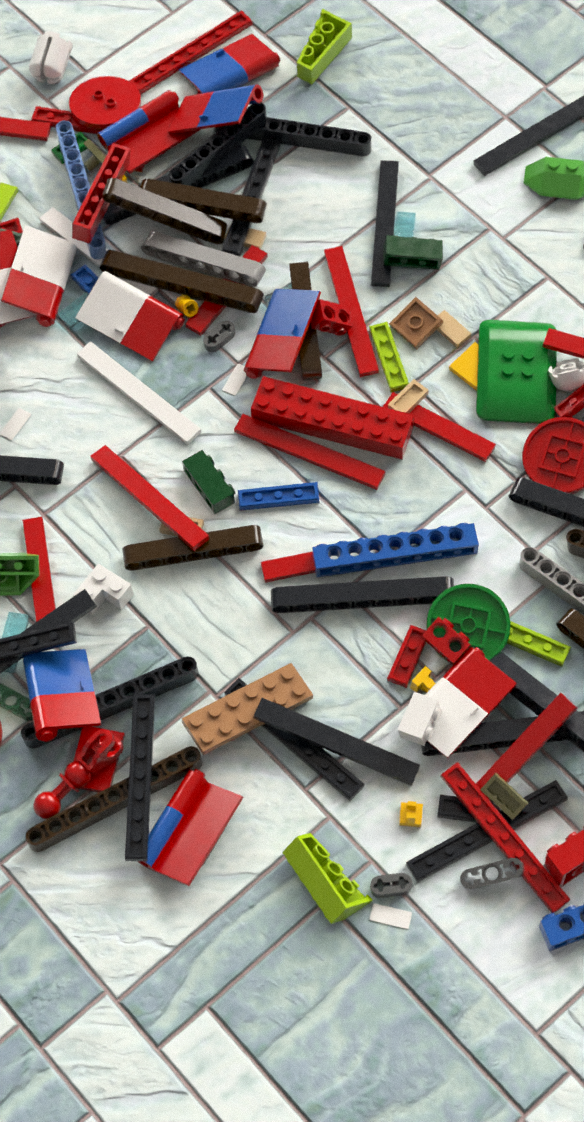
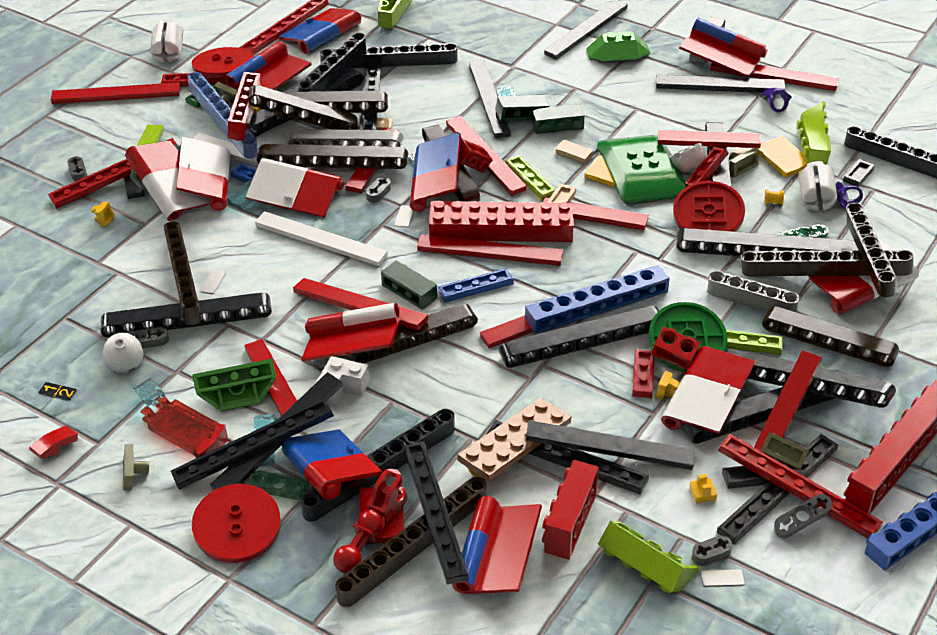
camera: 20 degrees left, 20 degrees down
(127, 538) = (351, 331): none -> red door
(187, 306) = (345, 171): yellow bush -> none
(215, 108) = (322, 42): door -> none
(269, 808) = (570, 509): none -> red brick
(416, 323) = (544, 151): medium nougat tile -> none
(419, 718) = (681, 405): white brick -> none
(448, 277) = (558, 118): none -> dark green brick

